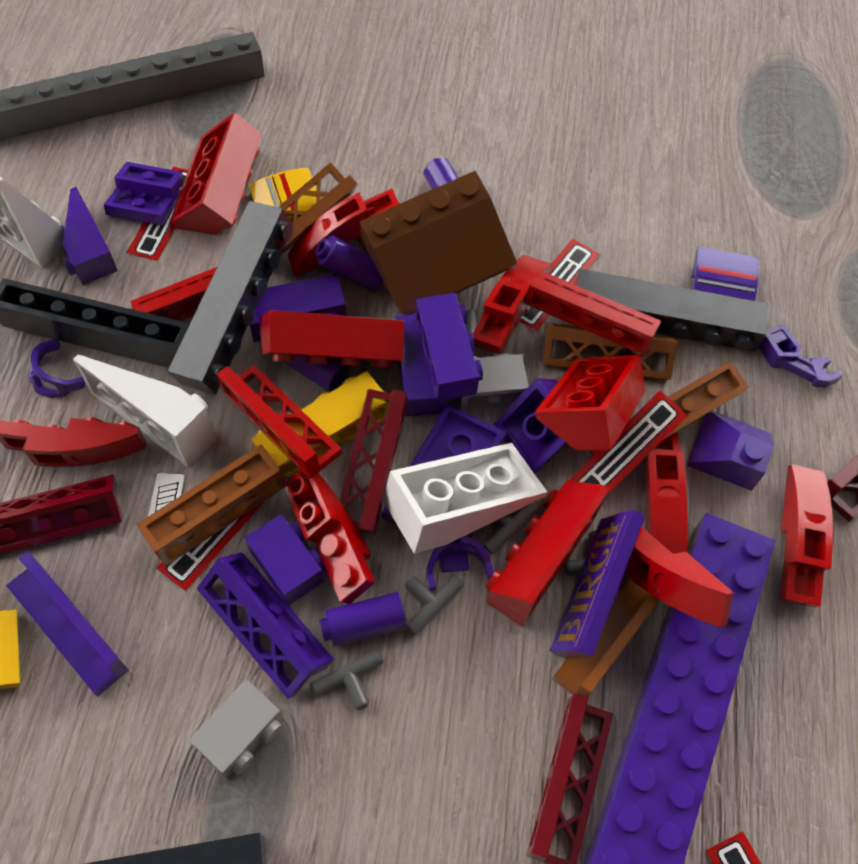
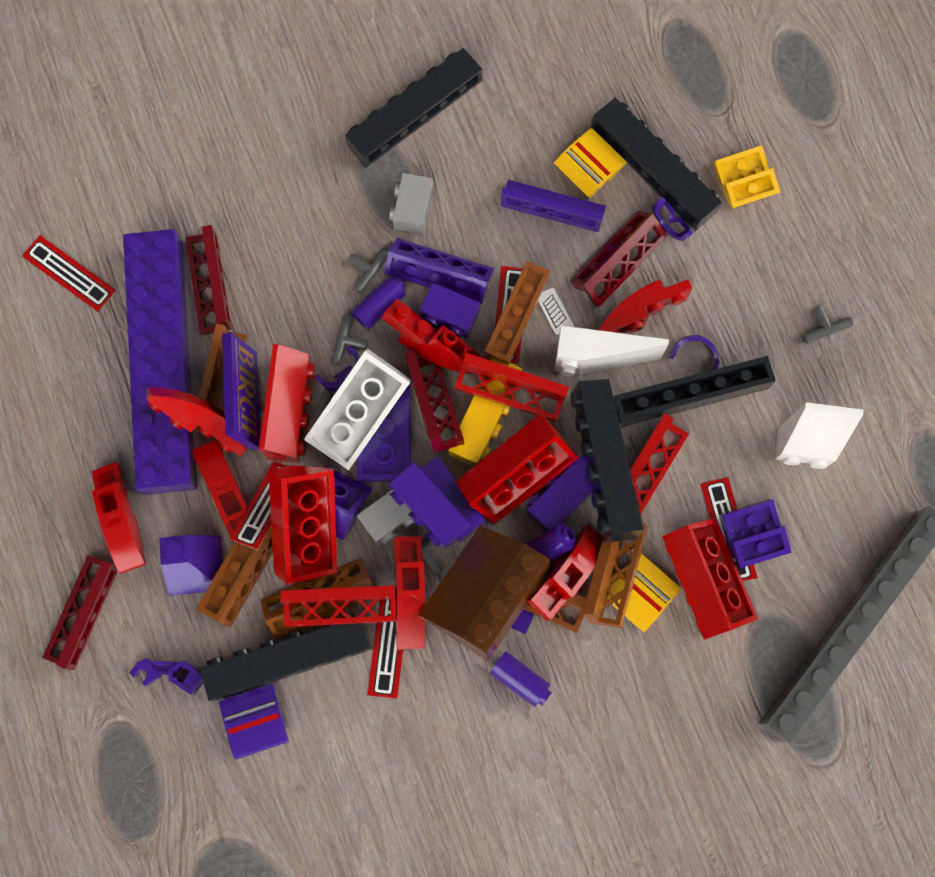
camera: 155 degrees right, 15 degrees up
(84, 244) = (758, 458): dark purple slope -> none

